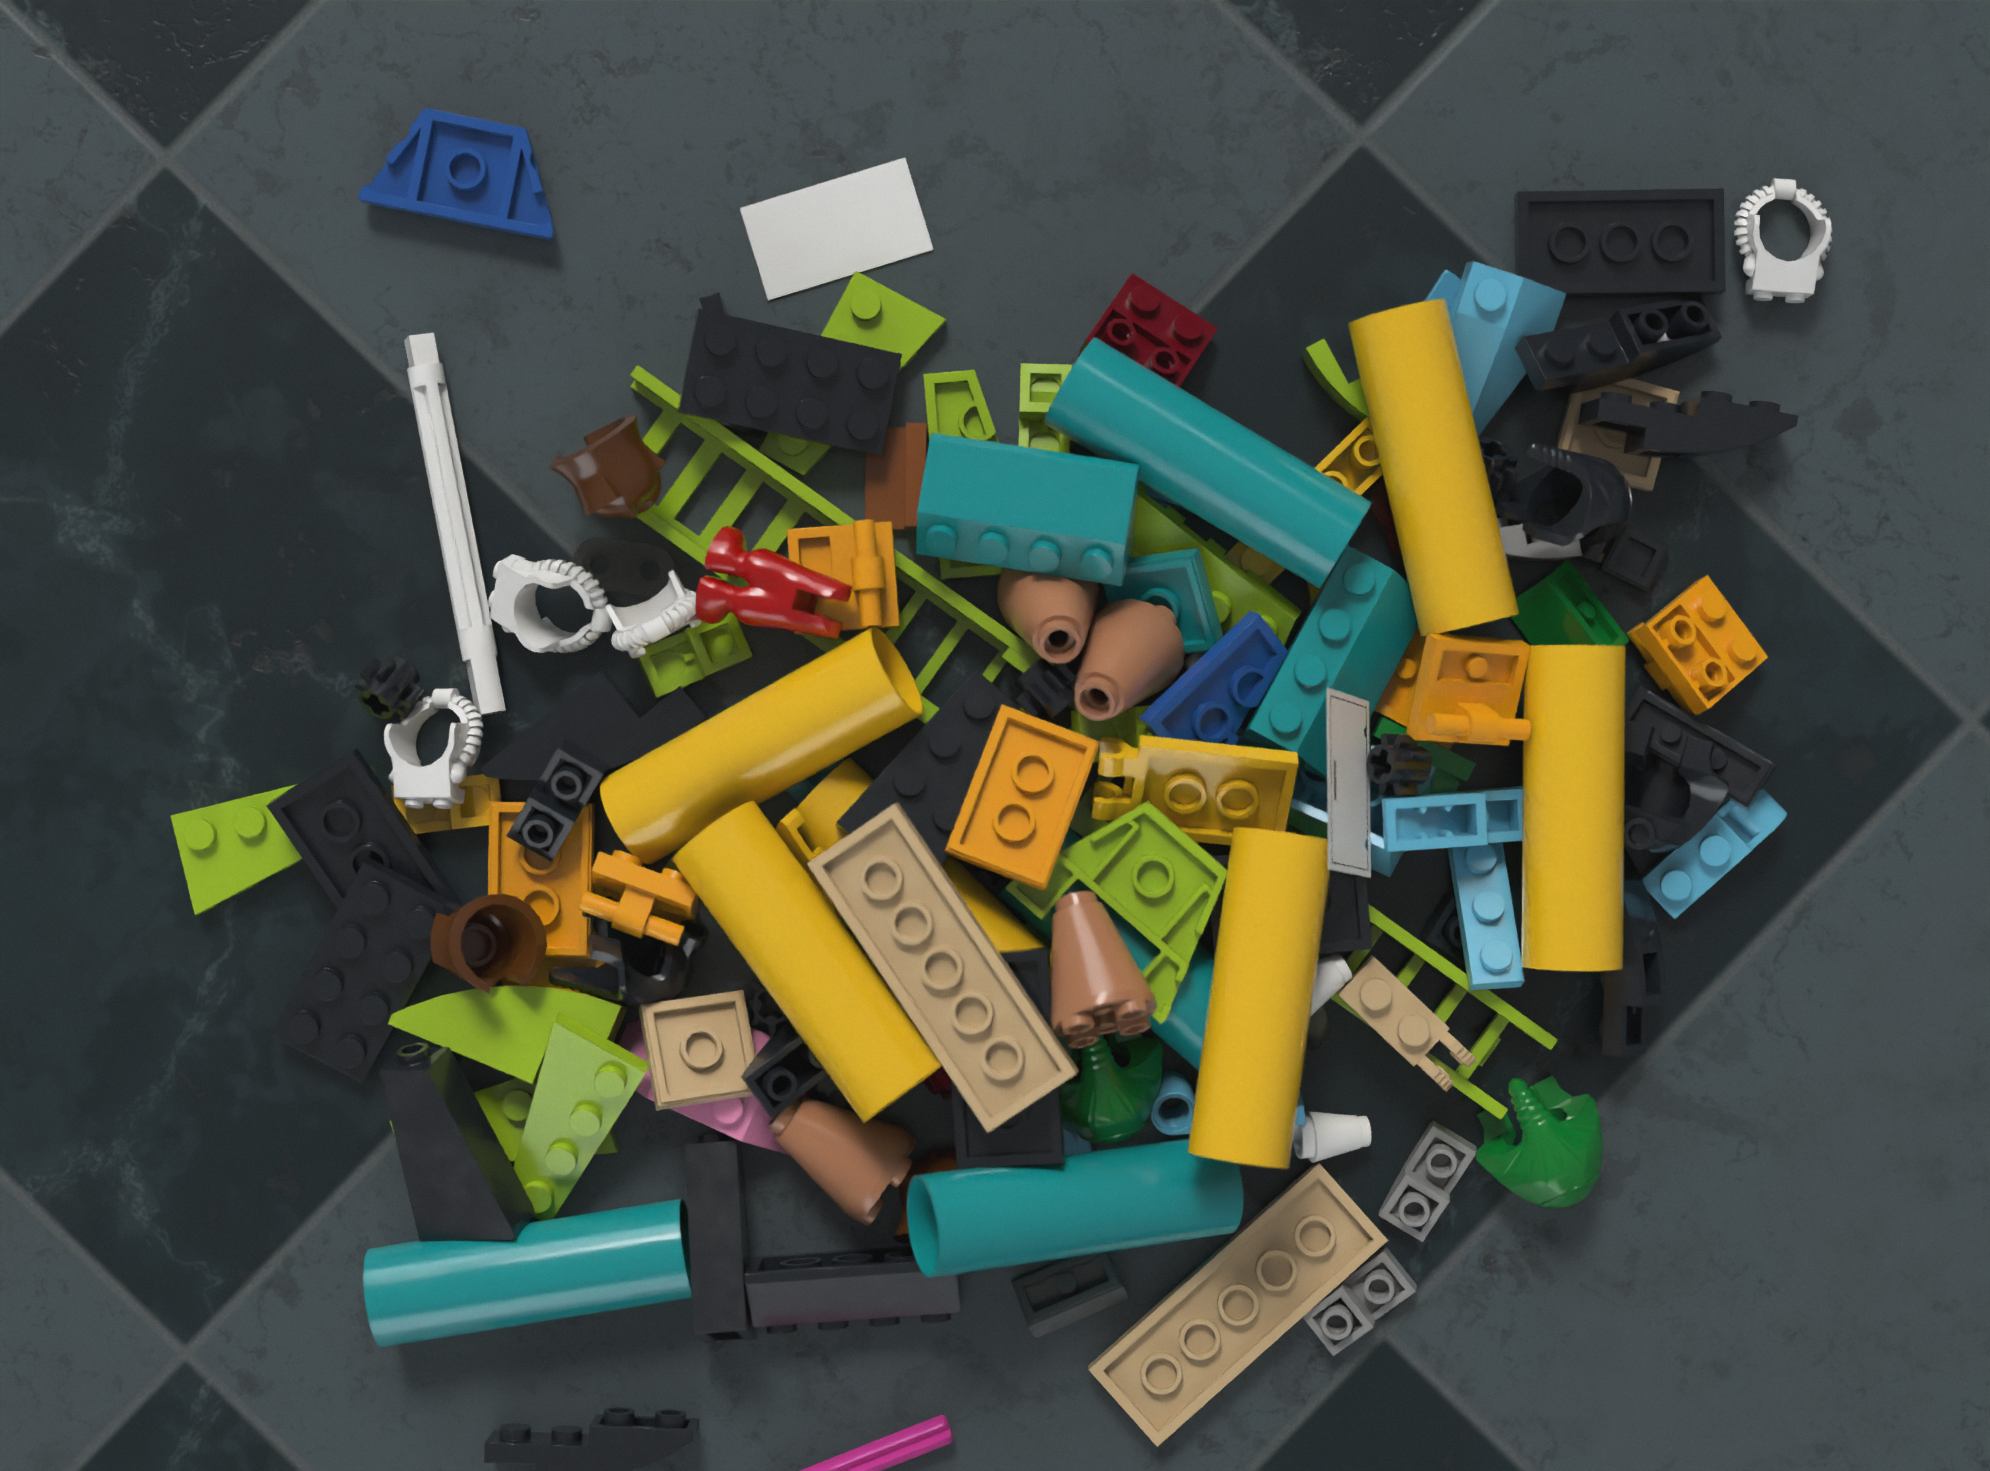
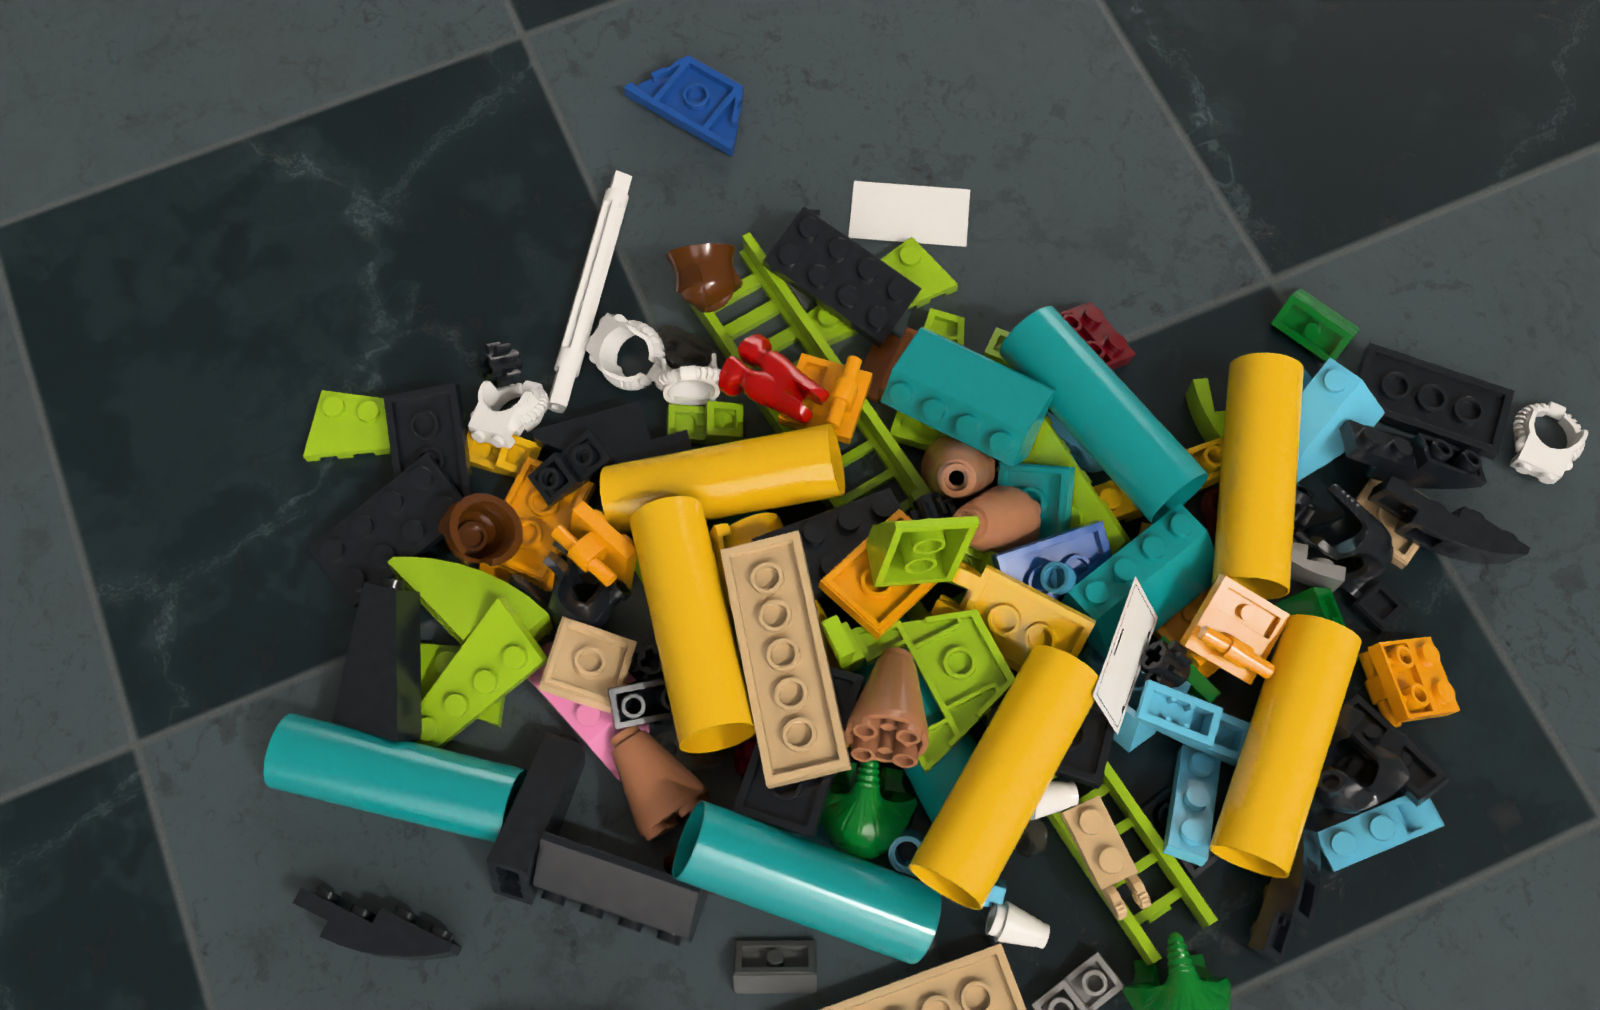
camera: 25 degrees right, 20 degrees down
(1003, 914) = (843, 643): none -> lime slope
(1050, 766) = (918, 550): none -> lime slope
(1232, 717) = (1053, 579): none -> dark azure hinge
(1440, 187) = (1315, 325): none -> green panel

